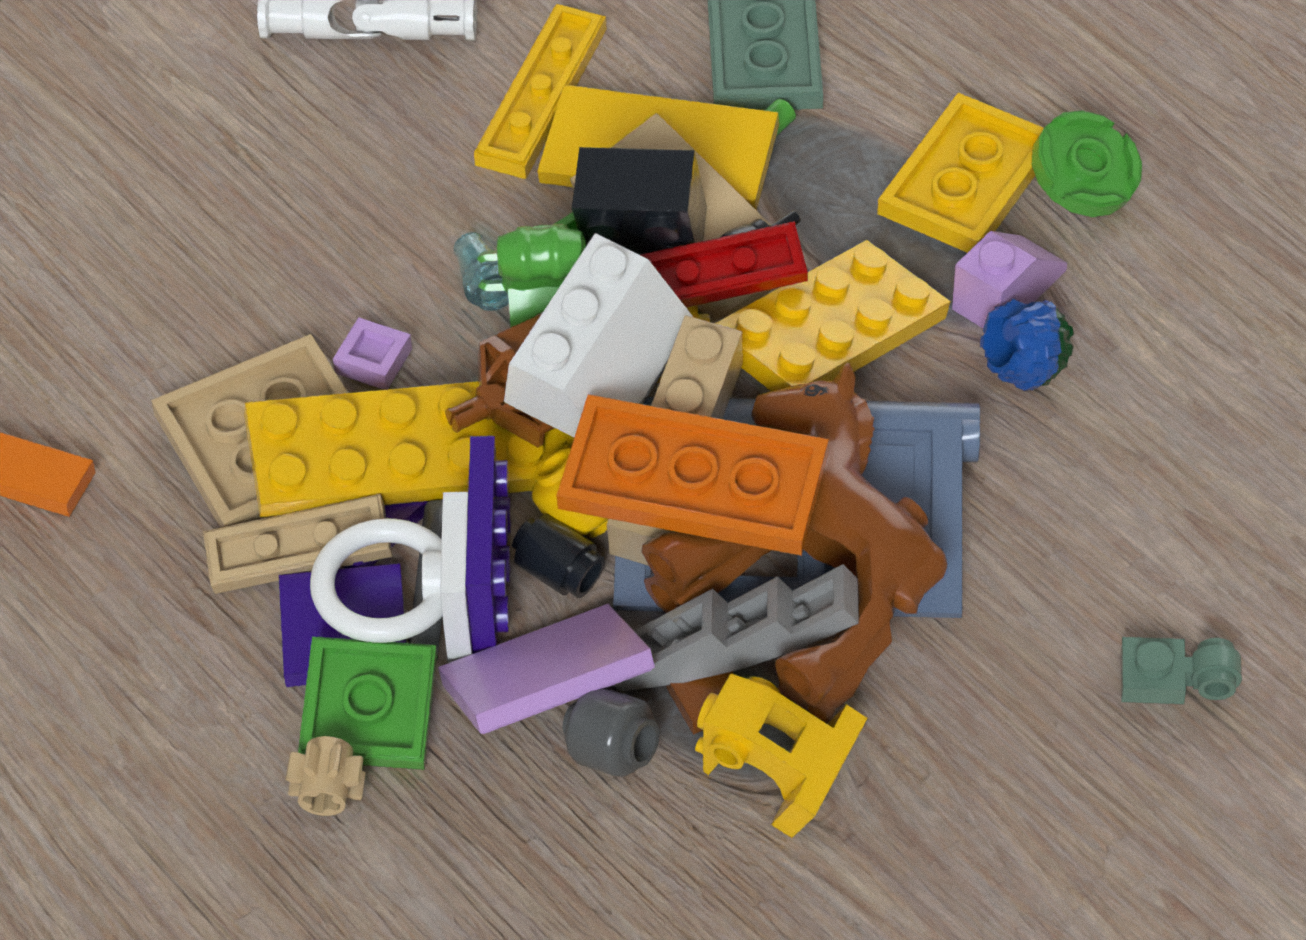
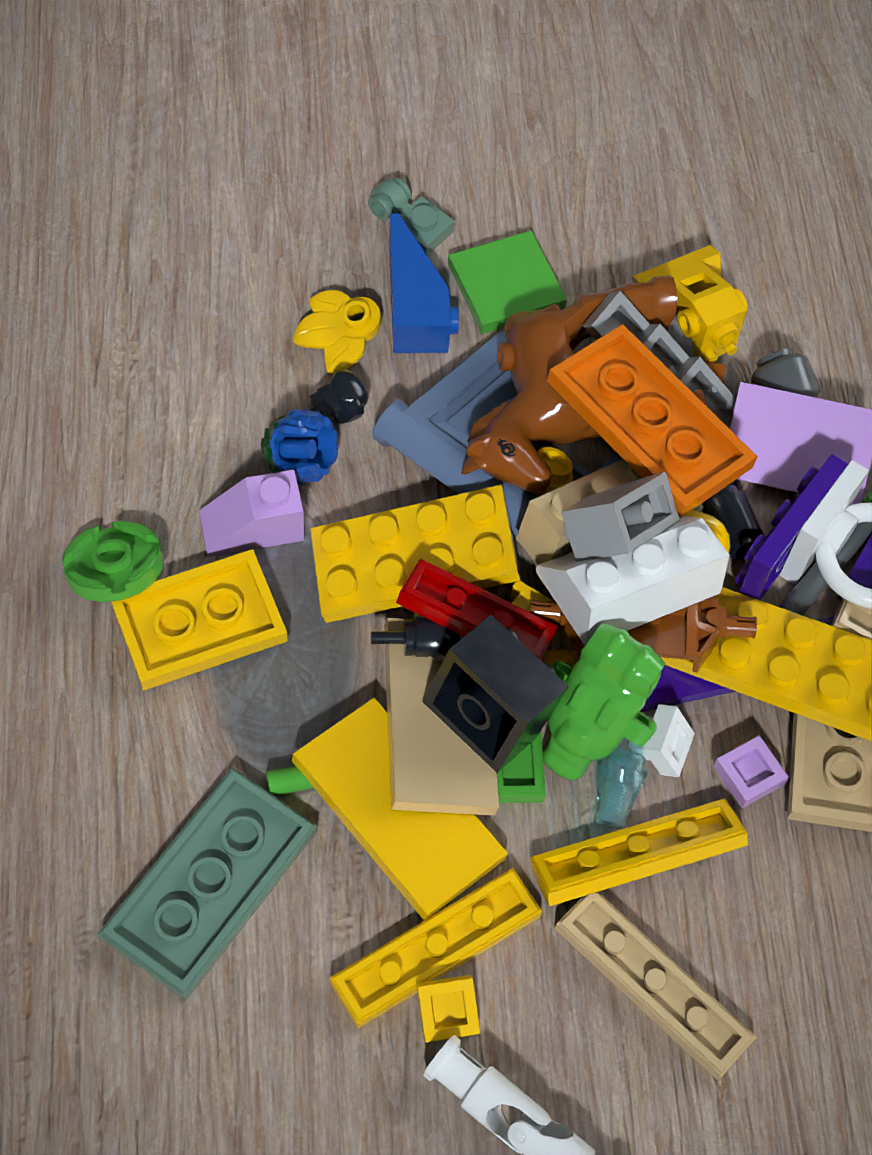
camera: 150 degrees left, 10 degrees up
(341, 169) = (655, 984): none -> tan tile
(425, 238) = (638, 851): none -> yellow tile
(466, 324) = (669, 743): none -> white tile
(494, 49) = (447, 1008): none -> yellow tile
(636, 334) = (620, 518): none -> light grey slope
(1006, 669) = (505, 279): none -> bright green tile
(1047, 427) = (341, 398): none -> black piece
(1080, 574) = (418, 296): none -> blue slope
(1121, 502) = (333, 330): none -> yellow plate

